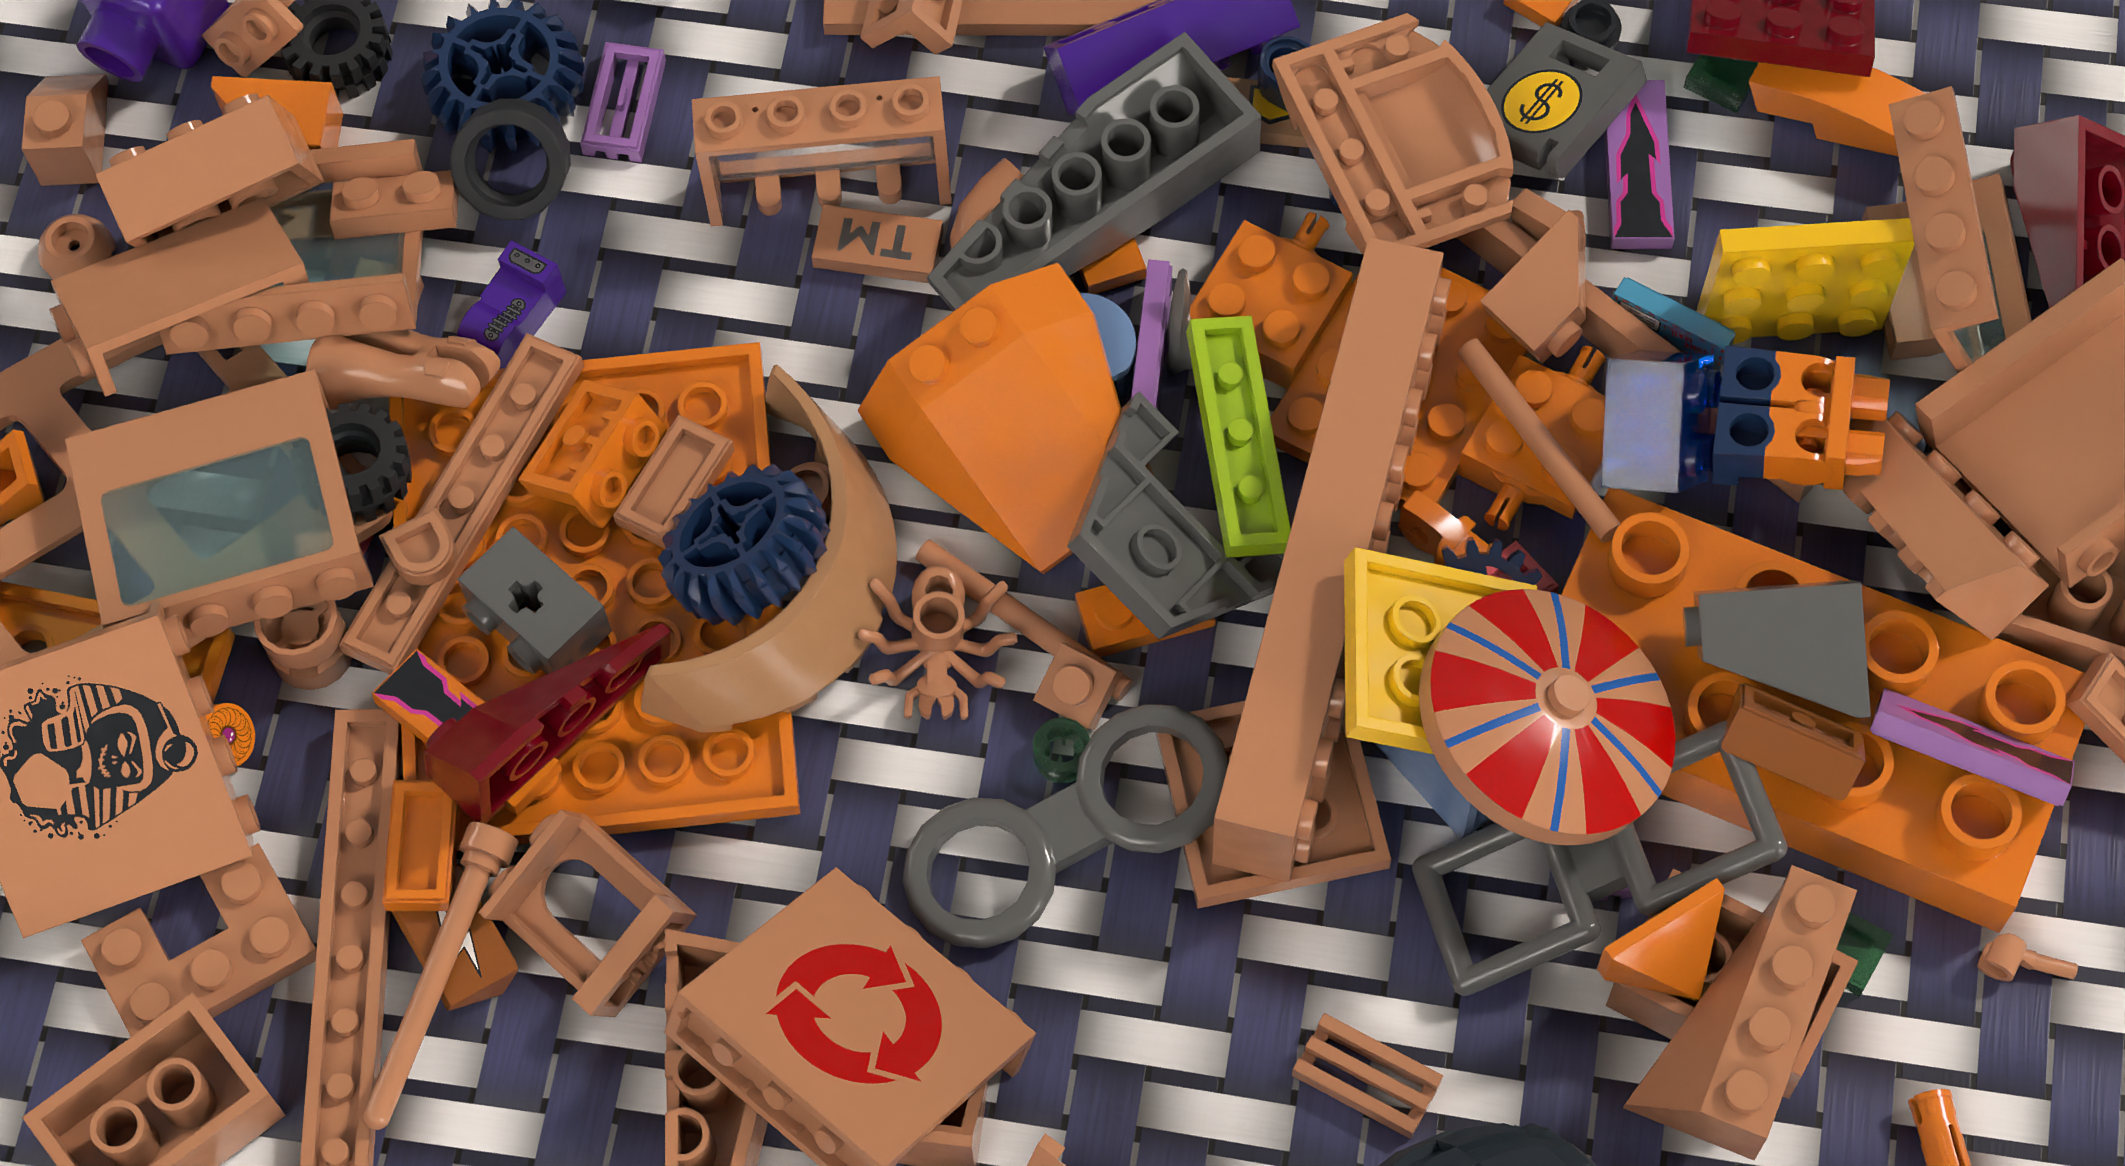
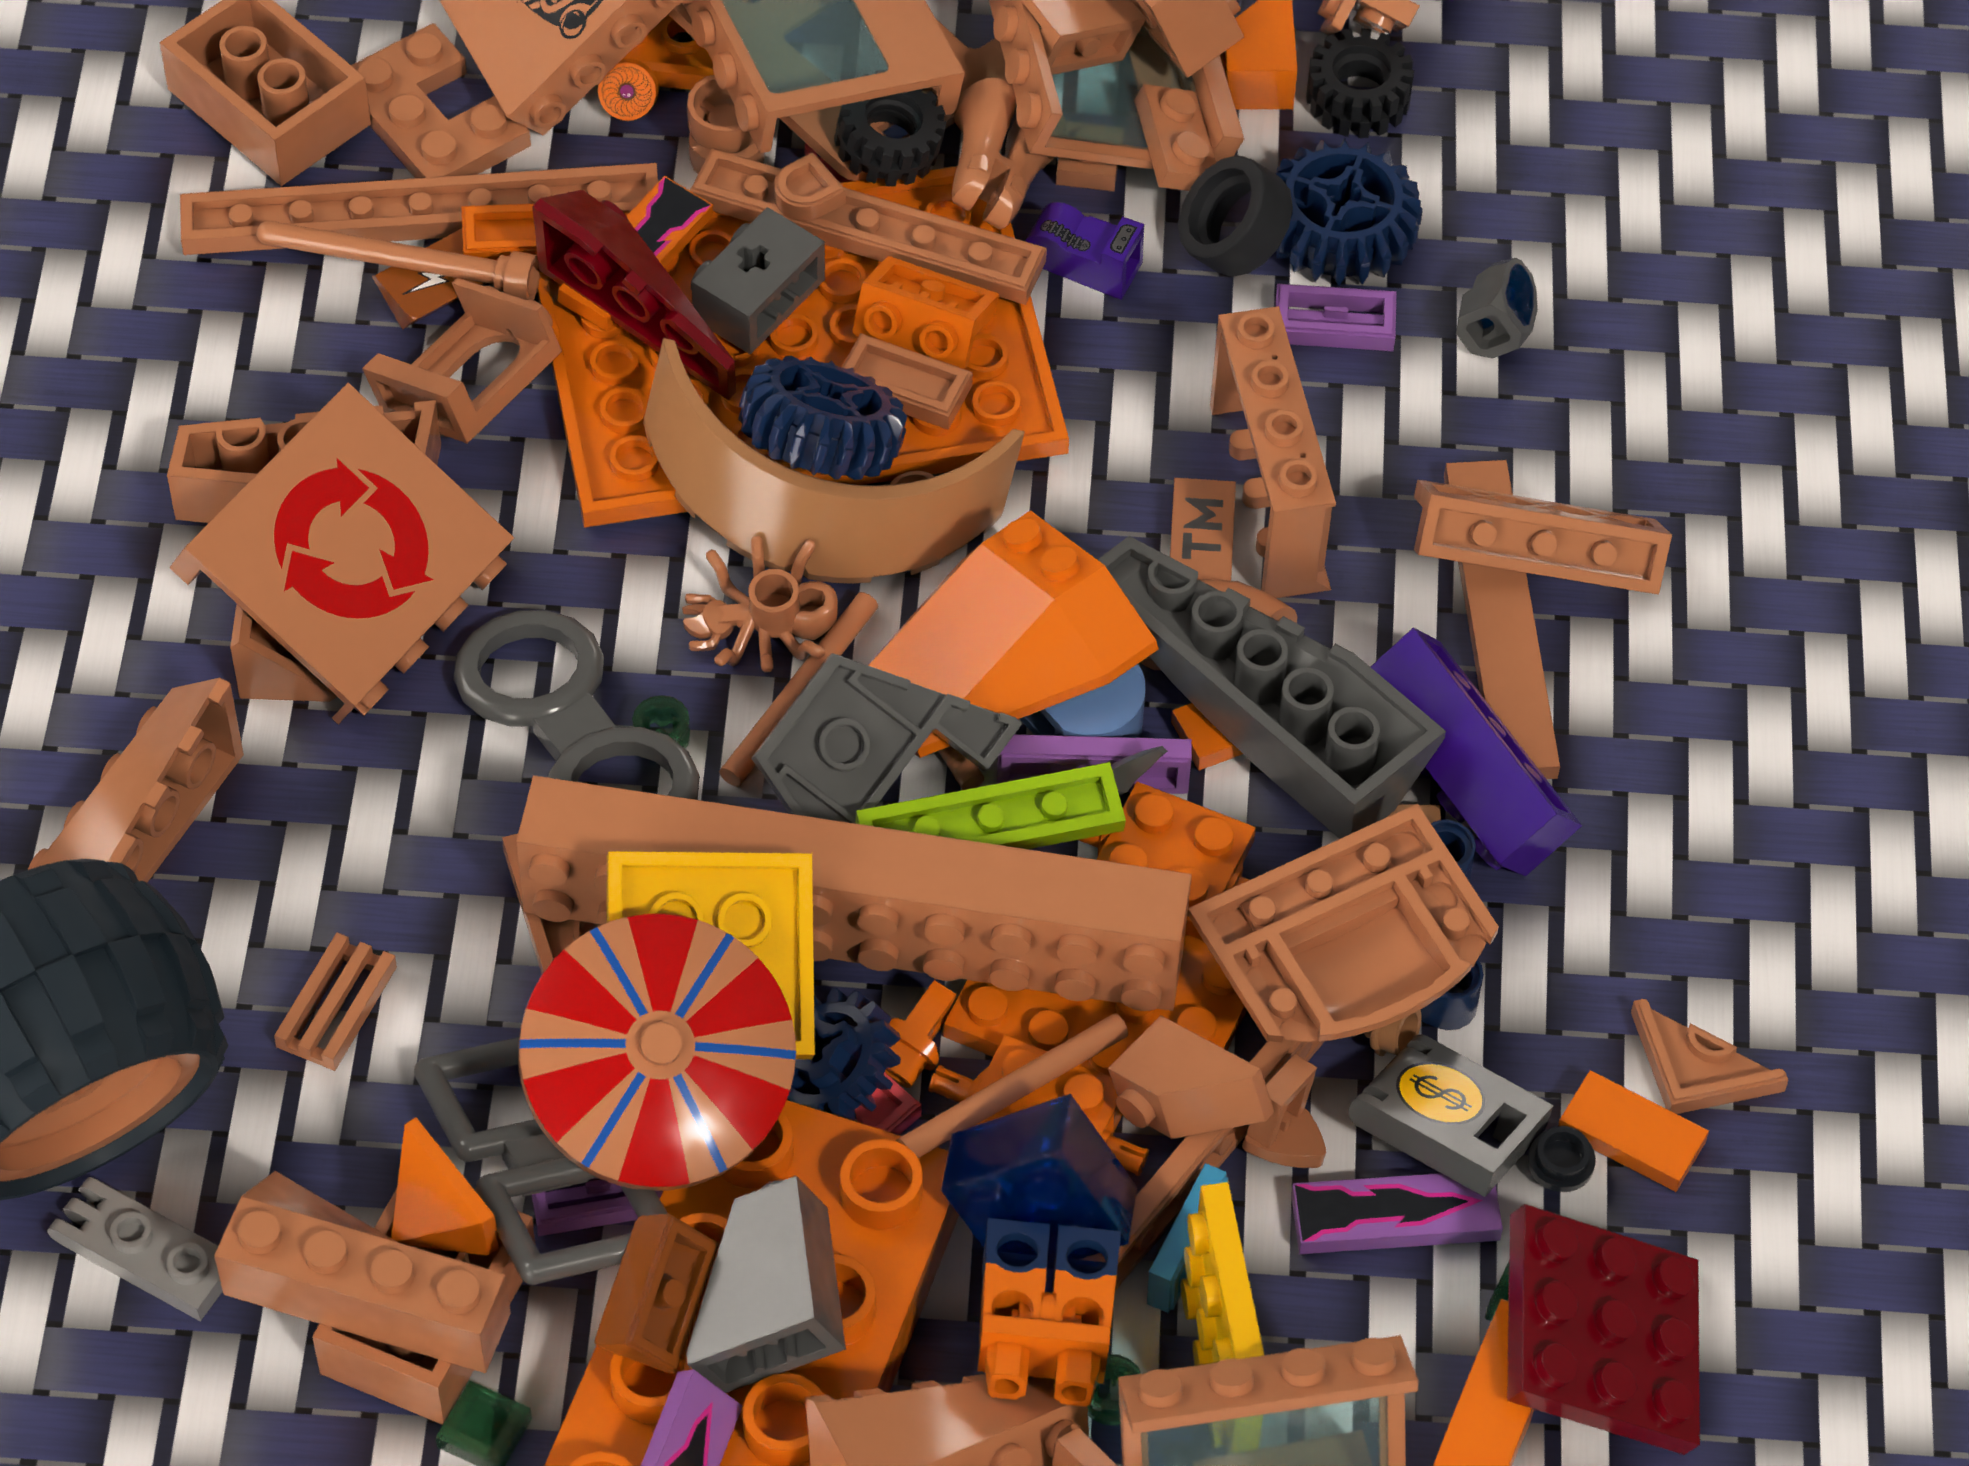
camera: 80 degrees right, 10 degrees down
(1077, 686) = (726, 730): nougat plate -> none

